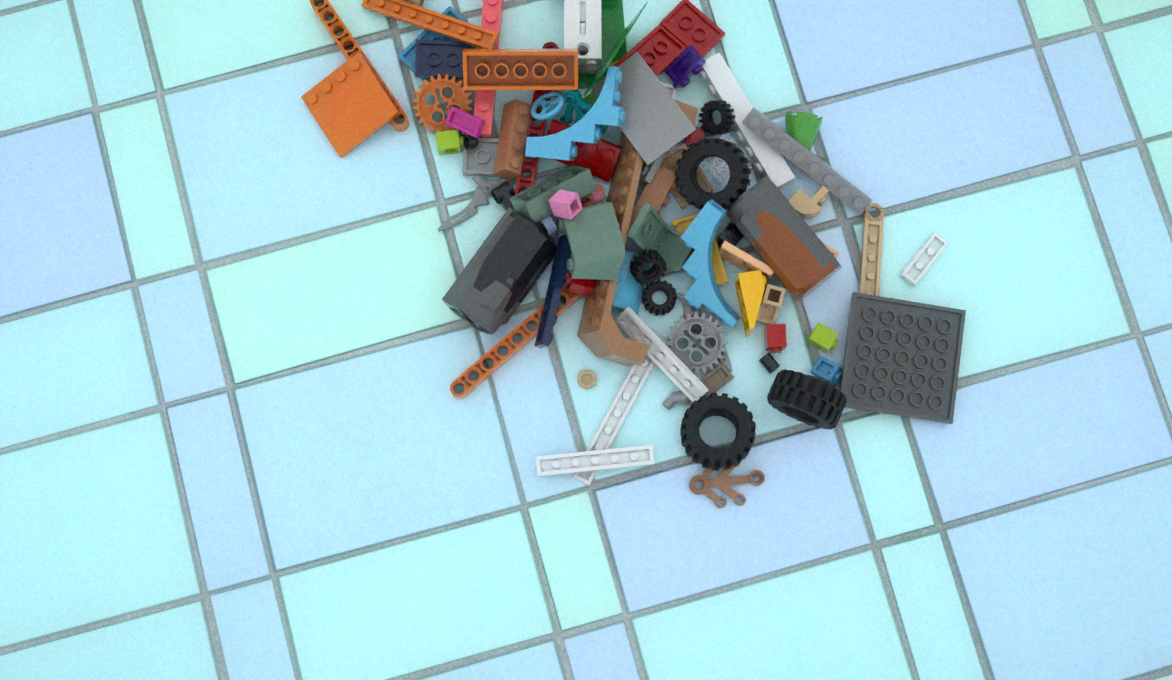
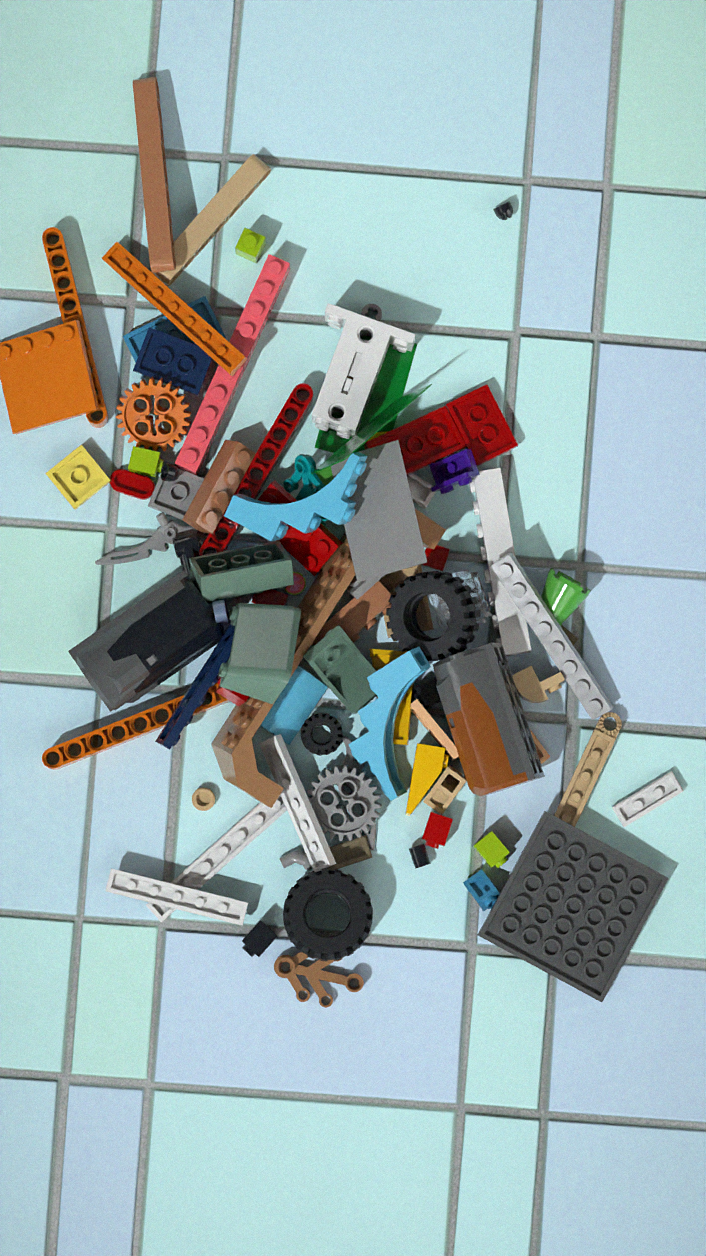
camera: 20 degrees right, 5 degrees up
(401, 171) = (78, 477): none -> light yellow plate
(444, 163) = (132, 484): none -> red tile
(465, 122) = (170, 448): dark pink tile -> none
(520, 69) = (255, 412): orange brick -> none
(550, 109) = (275, 468): medium azure piece -> none
(565, 204) = (246, 594): bright pink brick -> none
(644, 259) = (318, 706): black tyre -> none
(670, 471) = (258, 939): none -> black brick
(707, 117) = (457, 545): black tyre -> none
(806, 399) = (440, 916): black tyre -> none

